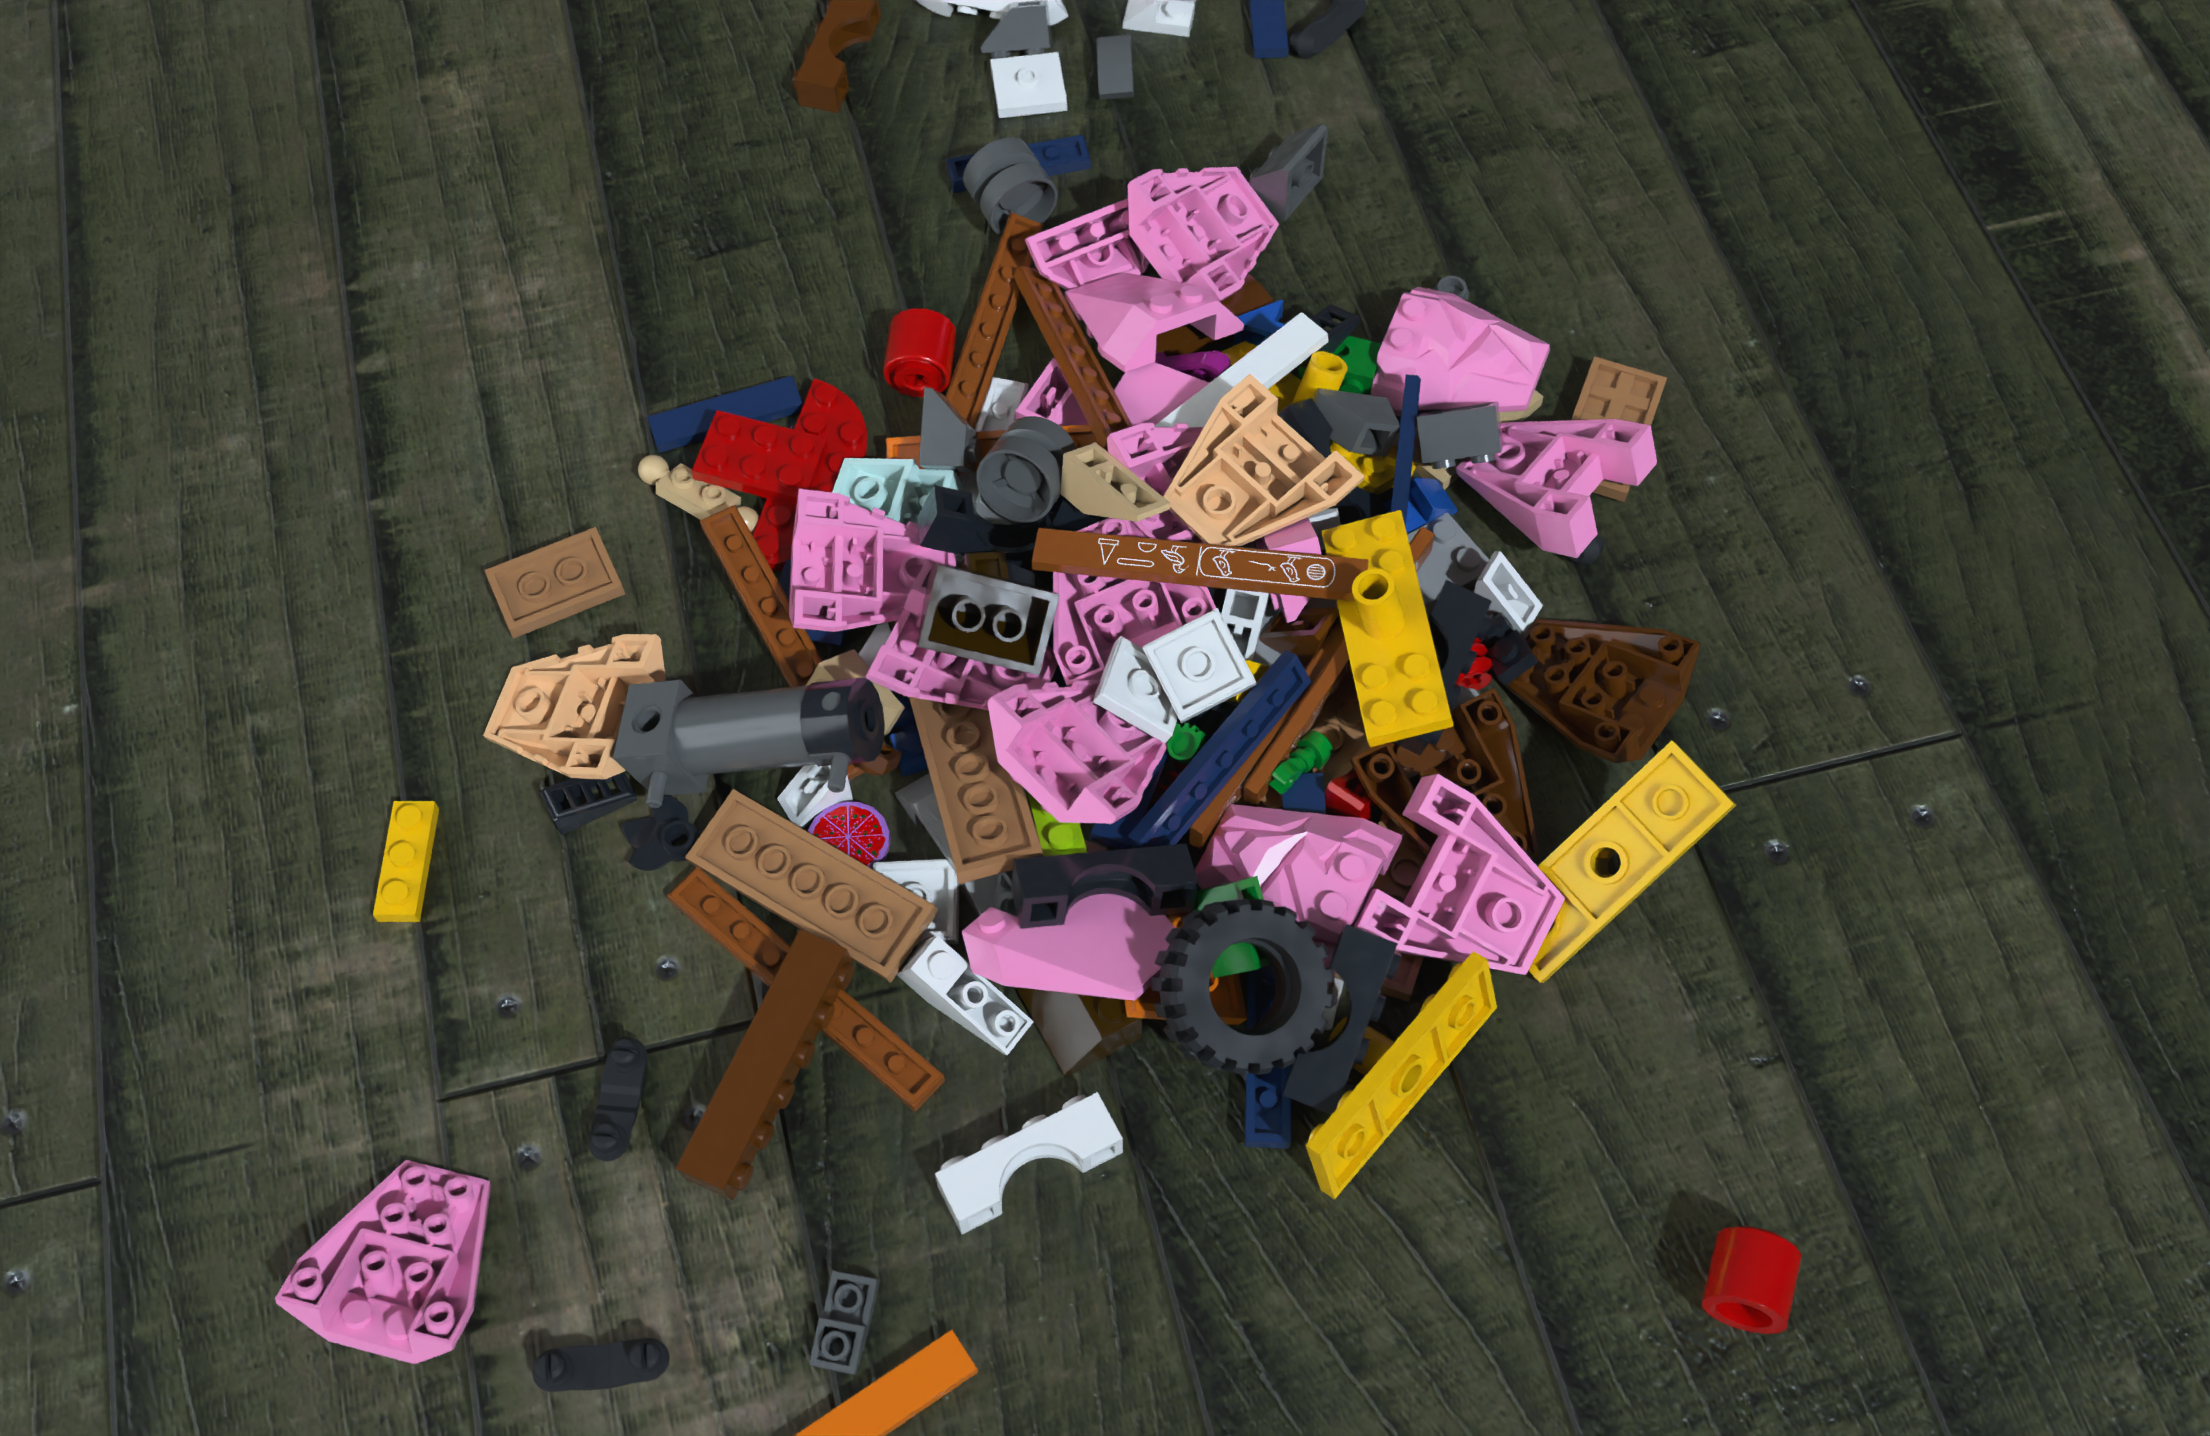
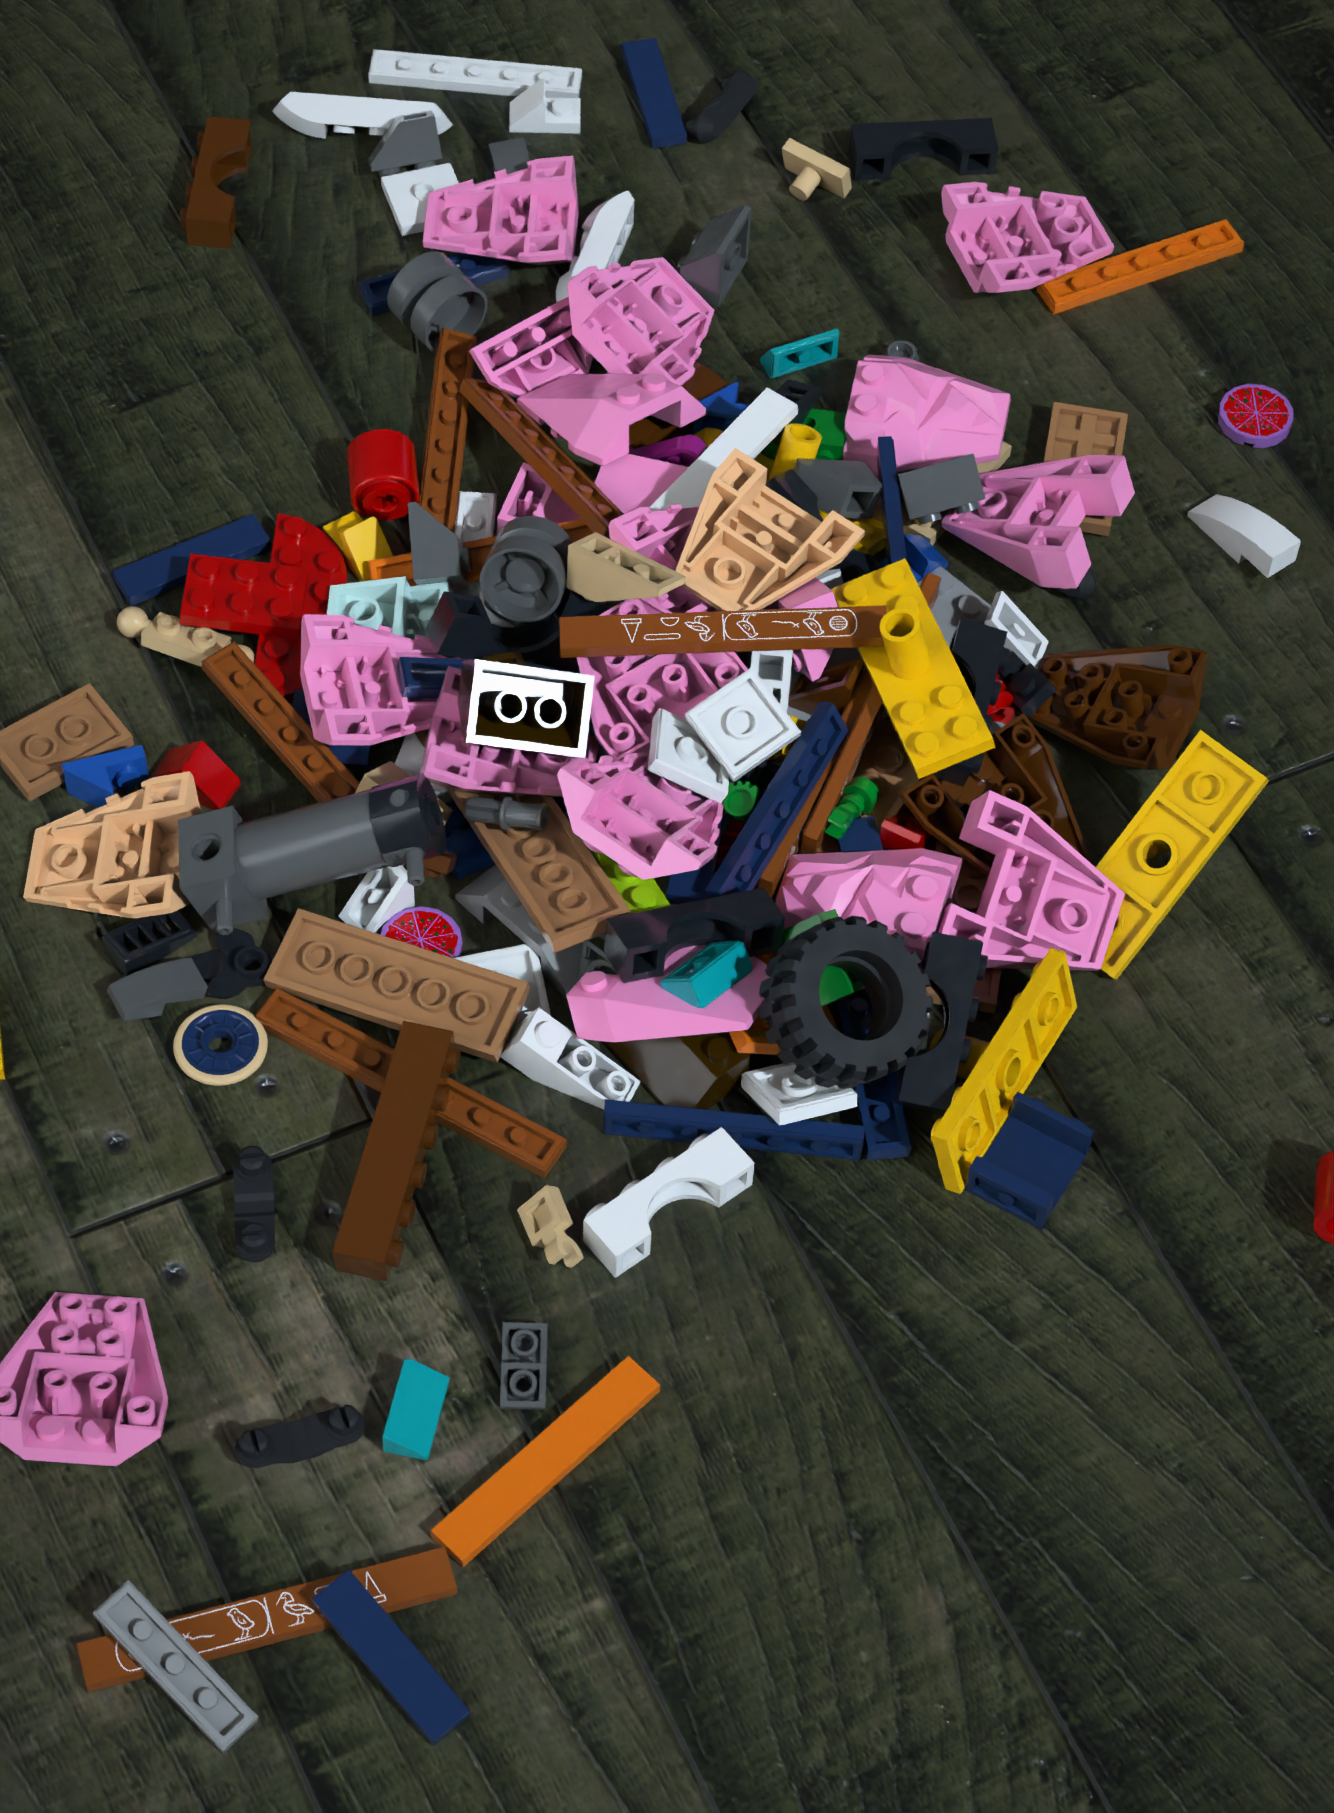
camera: 15 degrees left, 5 degrees down
(571, 852) = (148, 990): none -> dark grey slope
(580, 622) = (97, 776): none -> blue slope
(633, 943) = (225, 1067): none -> dark blue wheel
(680, 634) = (212, 777): none -> red slope
(723, 1353) = (415, 1411): none -> teal slope
(884, 416) = (358, 542): none -> yellow slope
(901, 1165) = (545, 1222): none -> tan plate
(902, 565) = (423, 675): none -> dark blue tile
(949, 724) = (507, 813): none -> dark grey axle
(1101, 112) = (512, 217): none -> bright pink wedge
(1109, 930) = (709, 973): none -> teal slope
(1114, 1093) = (746, 1130): none -> dark blue tile
(1175, 1075) = (792, 1098): none -> white plate
(1188, 138) = (603, 238): none -> white brick
(1353, 278) = (801, 354): none -> teal slope
(1403, 96) = (814, 170): none -> tan tile
(1413, 1176) = (1030, 1161): none -> dark blue panel
(1553, 85) = (961, 143): none -> black arch
(1592, 188) = (1019, 240): none -> bright pink wedge
(1708, 227) = (1140, 266): none -> orange tile
(1766, 518) = (1246, 533): none -> white slope
(1798, 394) = (1255, 415): none -> tile

